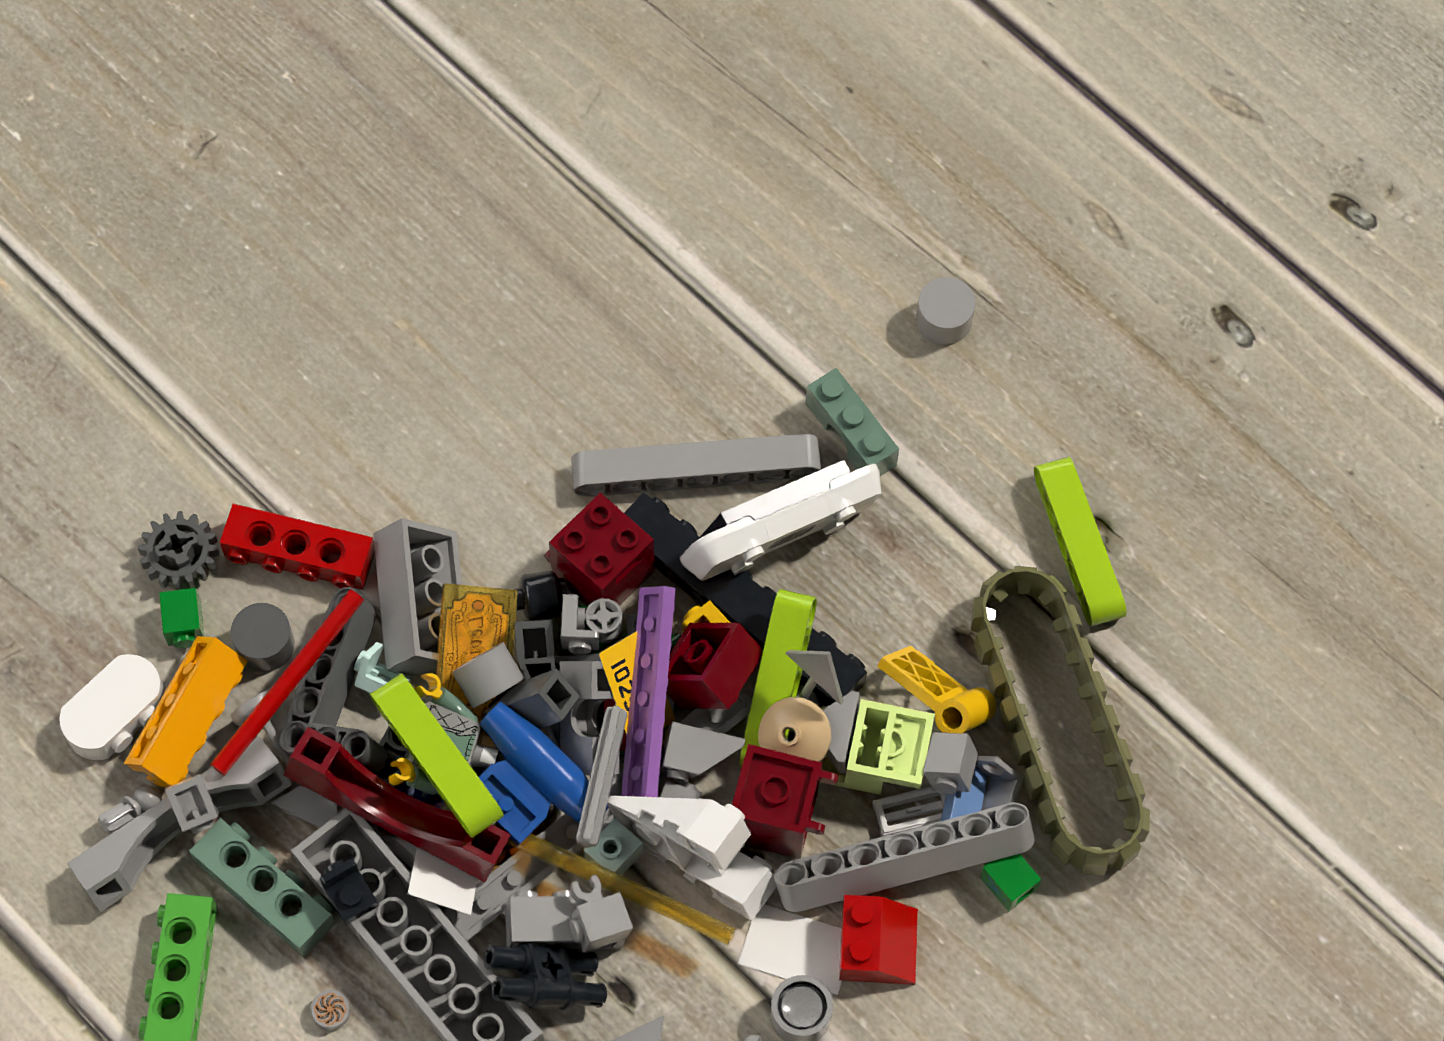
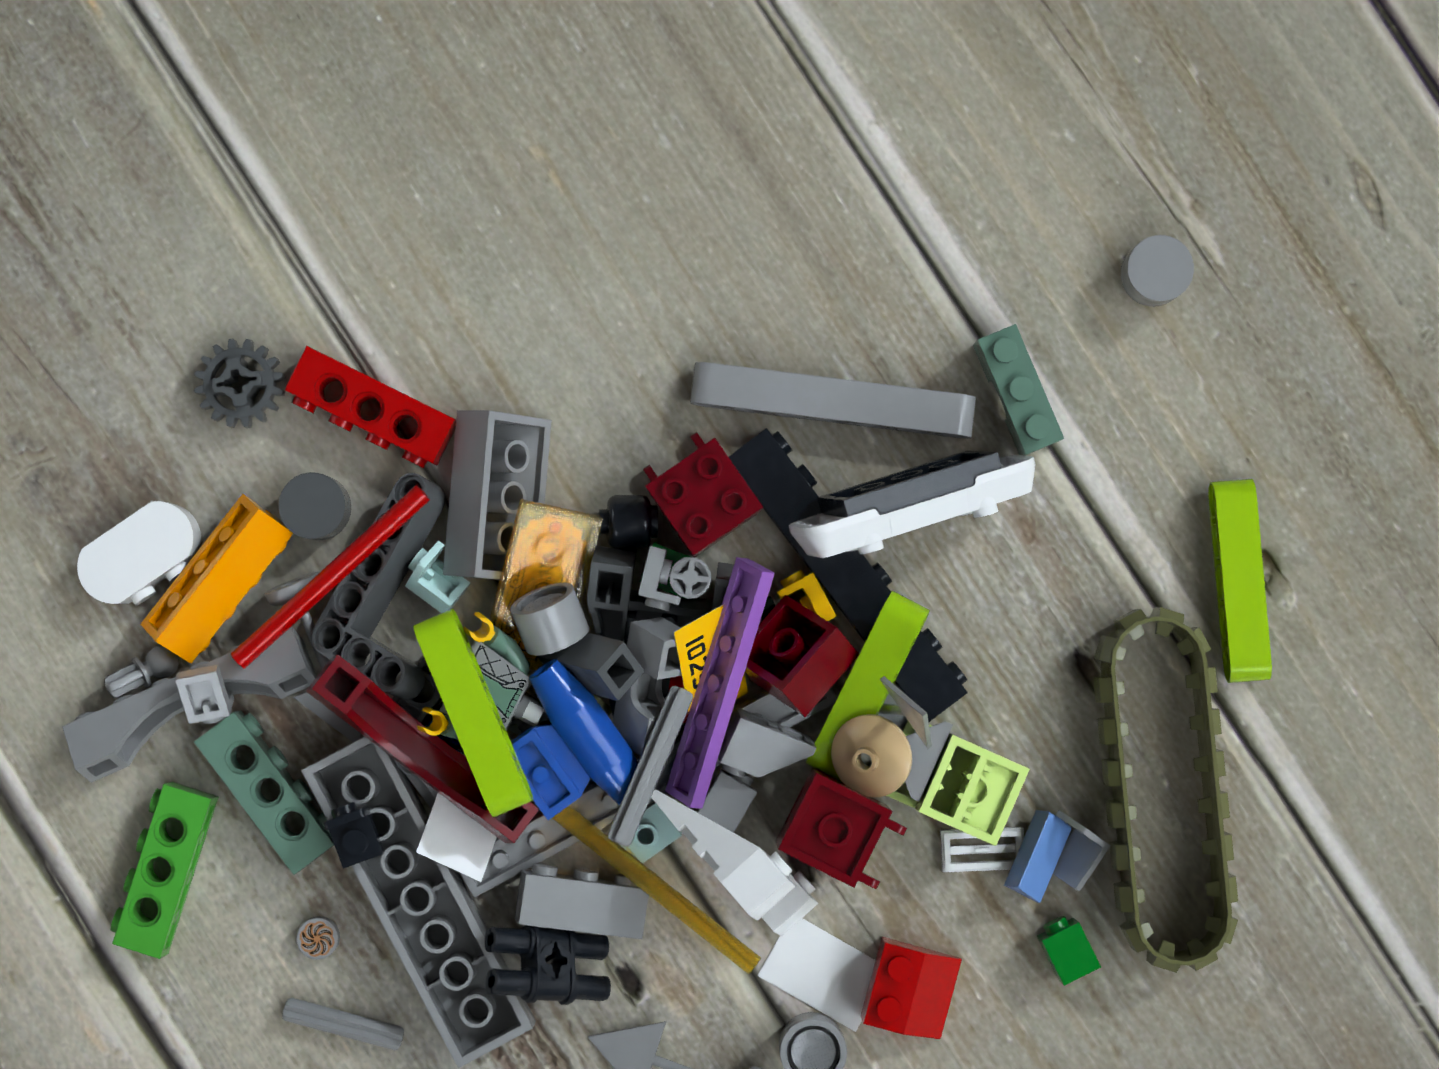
camera: 10 degrees right, 20 degrees up
(181, 617) = (230, 464): green brick -> none
(598, 918) = (617, 921): light grey brick -> none
(904, 857) = (977, 924): light grey beam -> none
(950, 762) = (1033, 825): light grey brick -> none
(954, 705) = (1059, 754): yellow piece -> none

